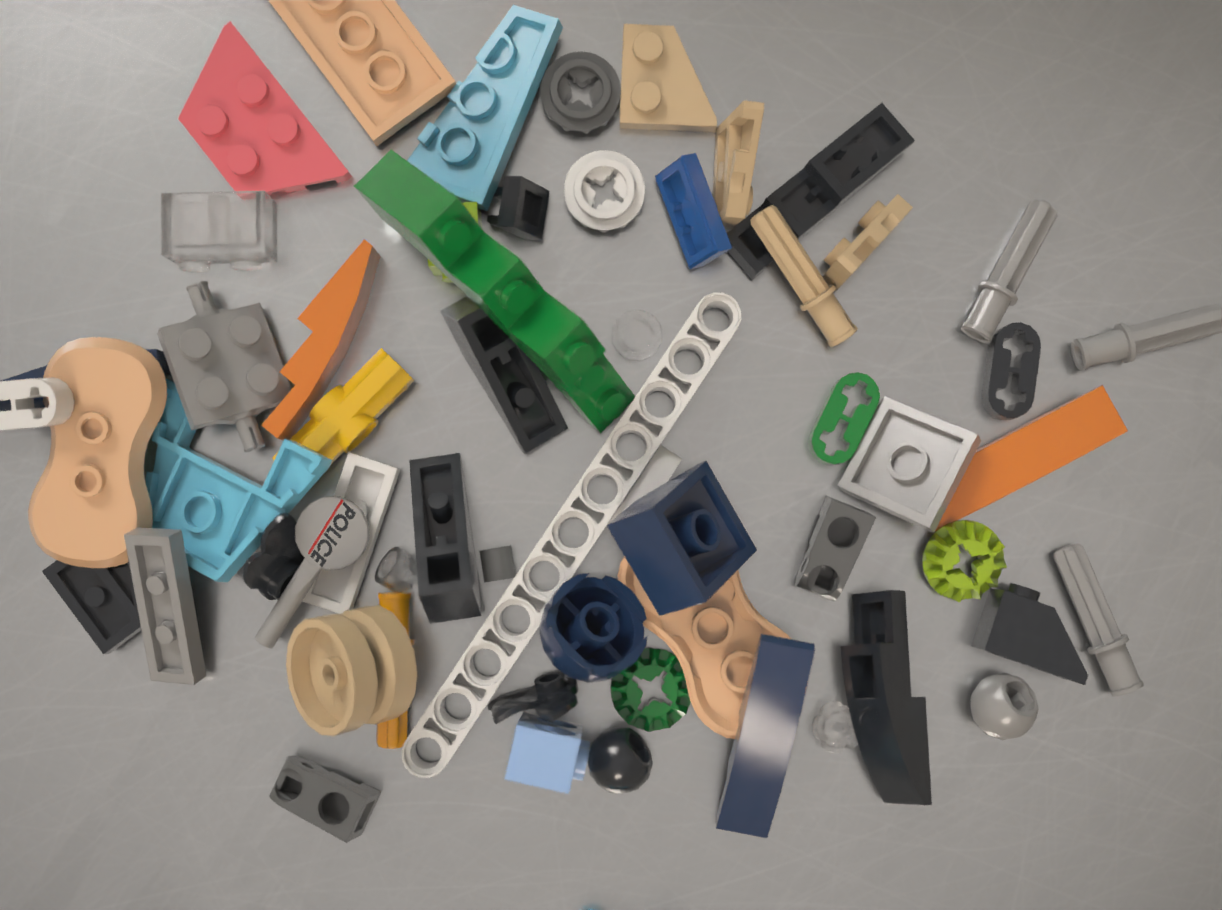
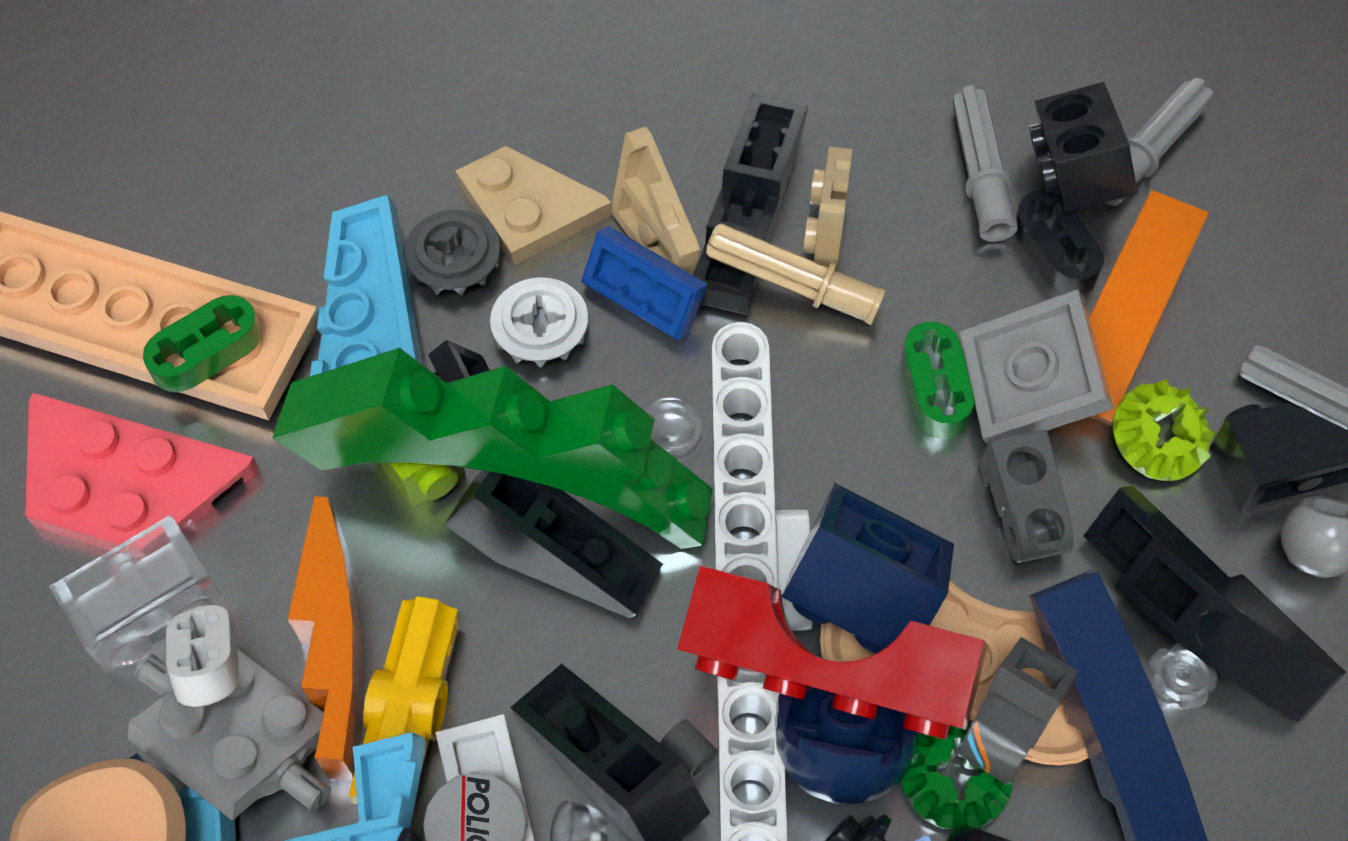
camera: 30 degrees left, 25 degrees down
(220, 304) = (201, 656): none -> white beam
(358, 52) = (202, 343): none -> green beam
(568, 534) = (921, 673): none -> red arch
(696, 698) = (1016, 711): none -> dark grey leg
(1081, 318) = (1083, 148): none -> black brick

